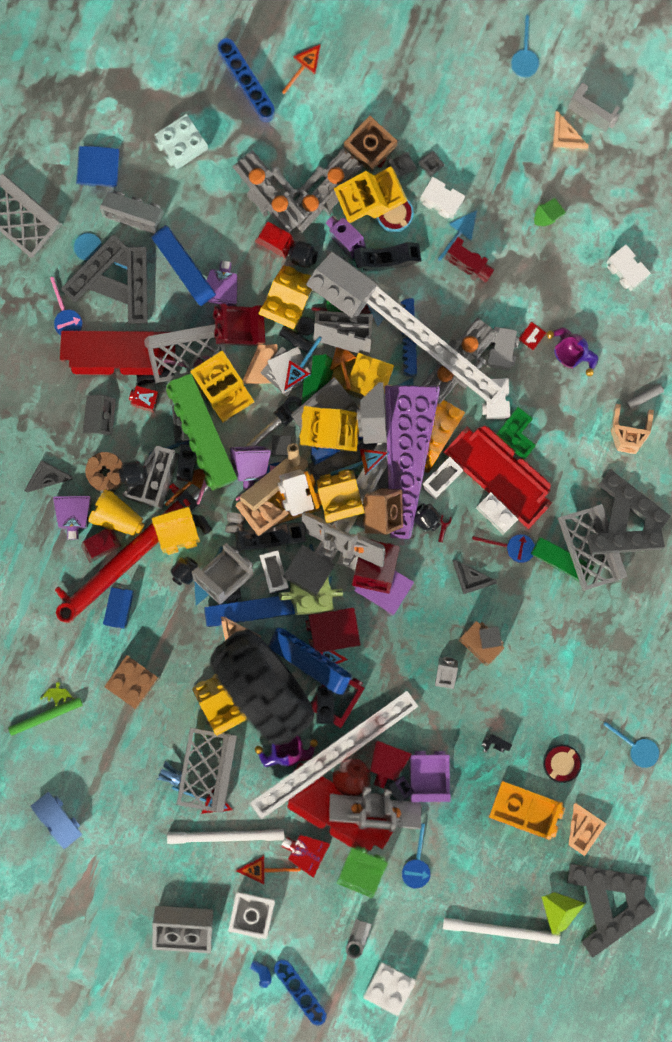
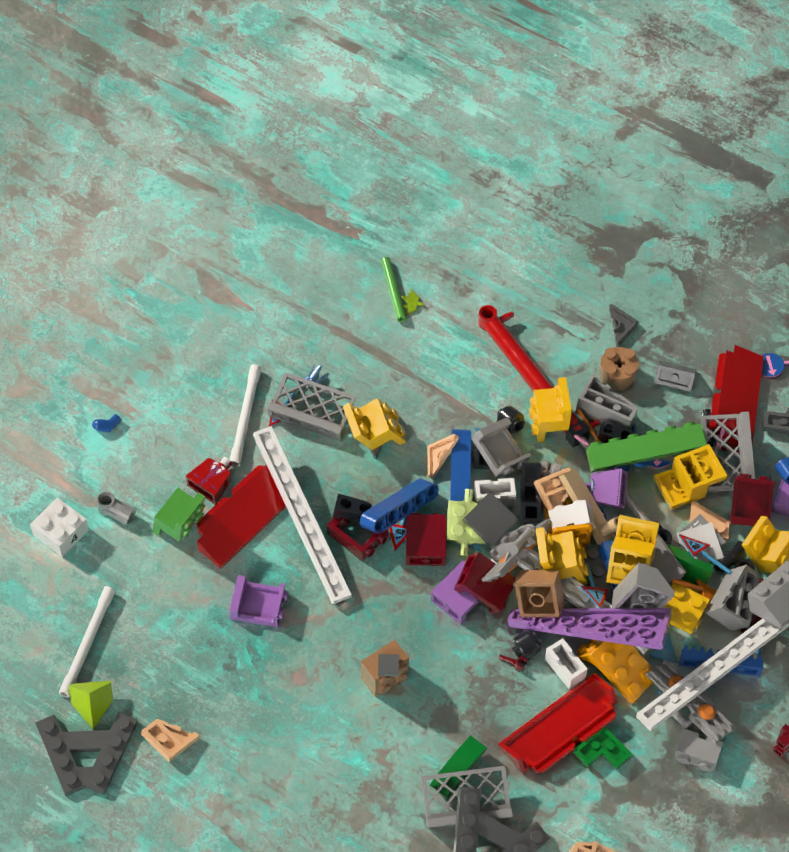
camera: 105 degrees right, 25 degrees down
(57, 821) = (294, 279): medium blue brick -> none
(72, 513) = (582, 337): medium lavender torso -> none
(100, 544) = (547, 347): dark red torso -> none
(115, 514) = (577, 363): yellow cone -> none
(118, 608) = (483, 363): blue panel -> none
(131, 682) = (410, 358): medium nougat brick -> none
(132, 473) = (612, 379): black head -> none
(144, 398) = (686, 412): red brick -> none
(182, 929) = (167, 364): light grey slope -> none
(201, 522) = (557, 442): black arm -> none
(251, 915) = (163, 419): white brick -> none
(255, 870) = (205, 436): piece -> none
(262, 687) = (367, 424): black tyre -> none
(287, 753) = (315, 477): piece -> none
(302, 990) = (77, 450): blue beam -> none
(351, 777) = (277, 529): clear red cone -> none
(356, 809) = (242, 543): light grey piece -> none
(387, 763) = (283, 564): dark red torso -> none
(401, 789) = (252, 568): black bracket -> none
(416, 872) = (168, 574): blue piece -> none
(446, 672) = (362, 635): light grey bracket -> none
(471, 579) = (455, 678): dark grey tile -> none
(497, 513) = (519, 711): white brick -> none
(499, 744) = (279, 669): black bracket -> none
(501, 407) = (637, 735): white brick -> none
(518, 547) = (480, 728): blue piece -> none
(526, 810) = (202, 685): light orange bracket -> none
(532, 336) = (709, 788): red sticker -> none
(562, 763) = (243, 731): tile -> none
(573, 350) = (688, 824): magenta piece -> none
(643, 752) = (236, 817): dark azure piece -> none

